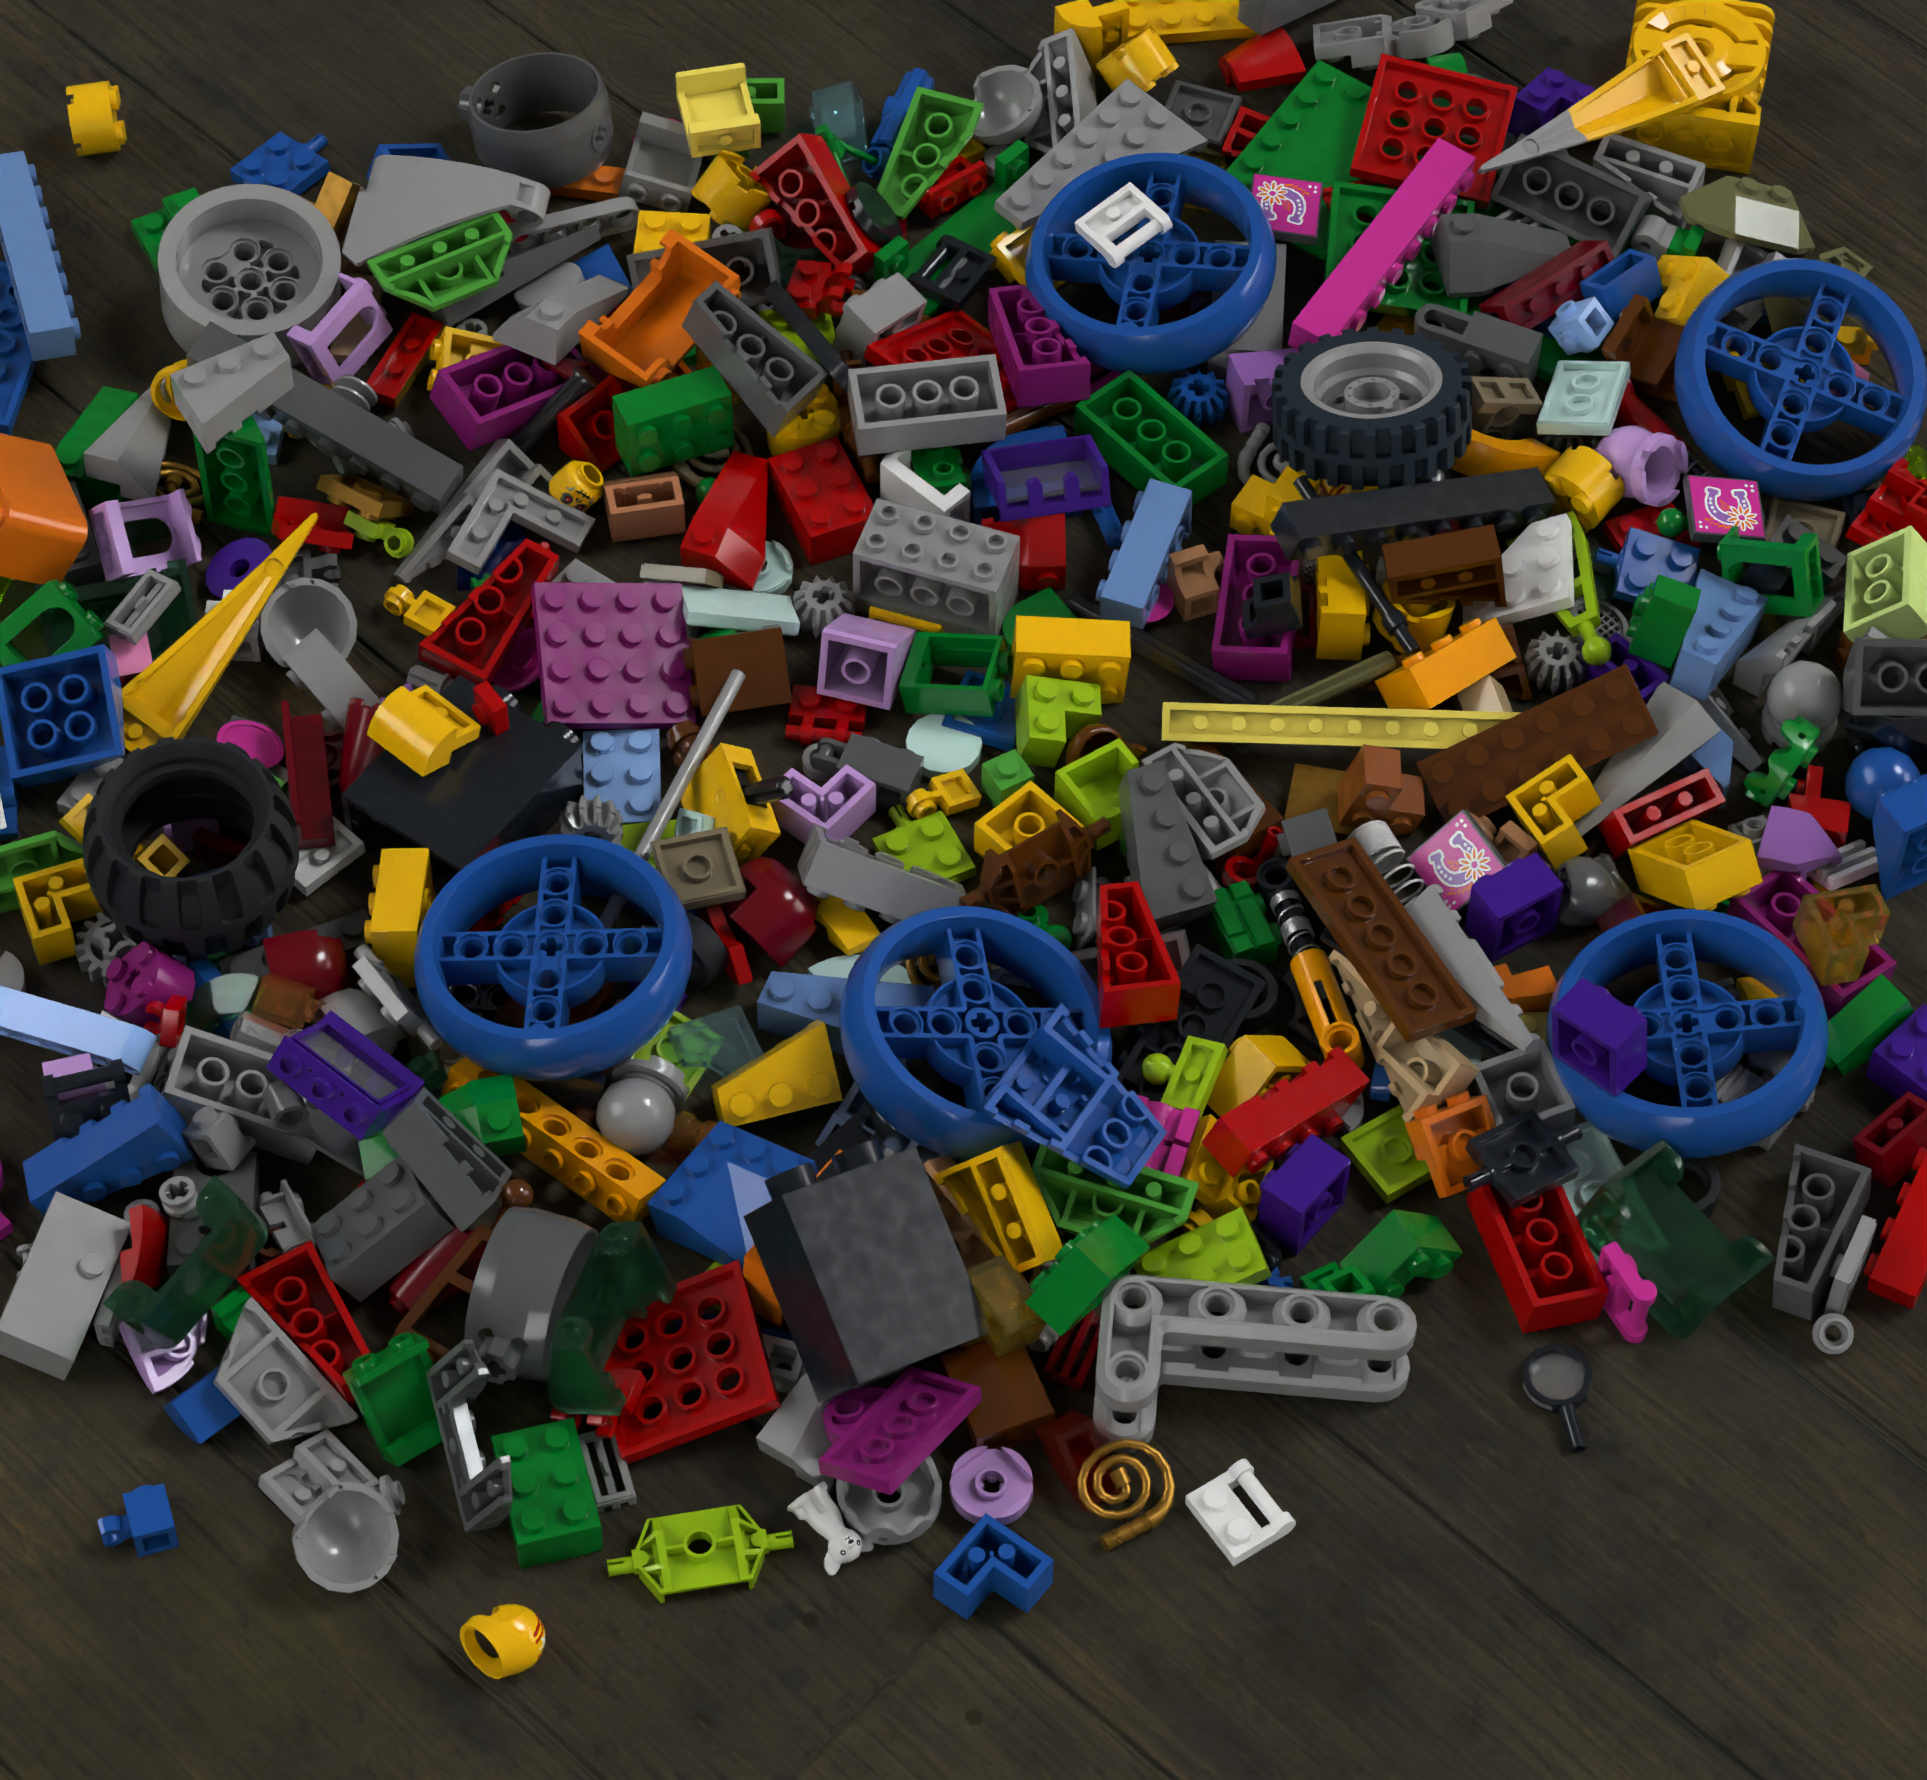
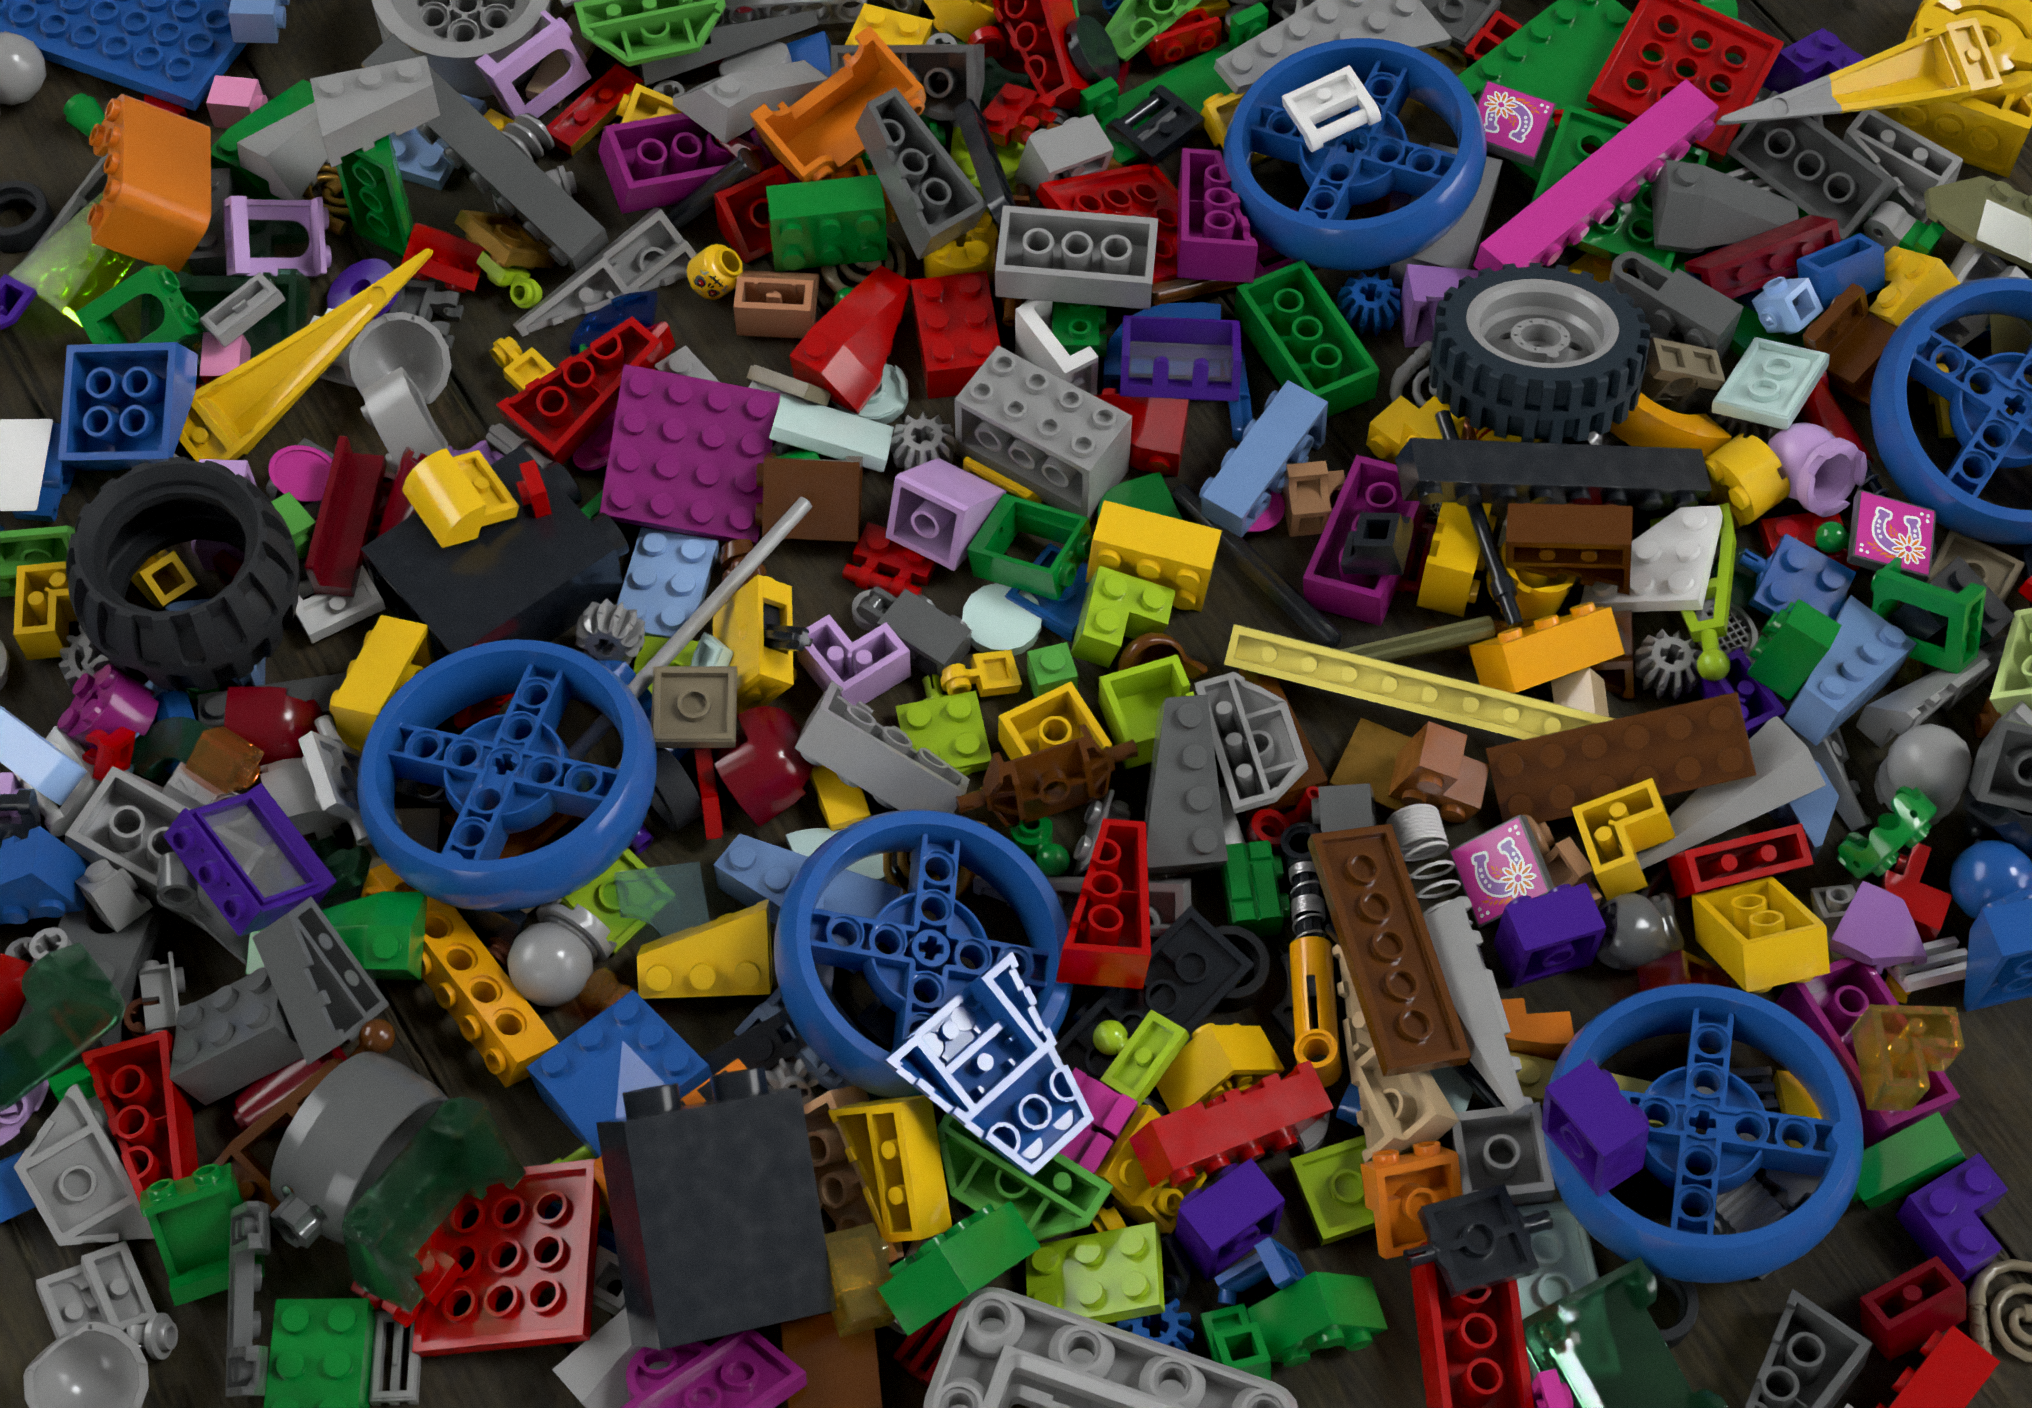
camera: 15 degrees right, 5 degrees up
(49, 417) = (233, 99): none -> bright pink brick
(514, 500) = (646, 272): light grey plate -> none
(1338, 1228) = (1270, 1261): none -> blue piece

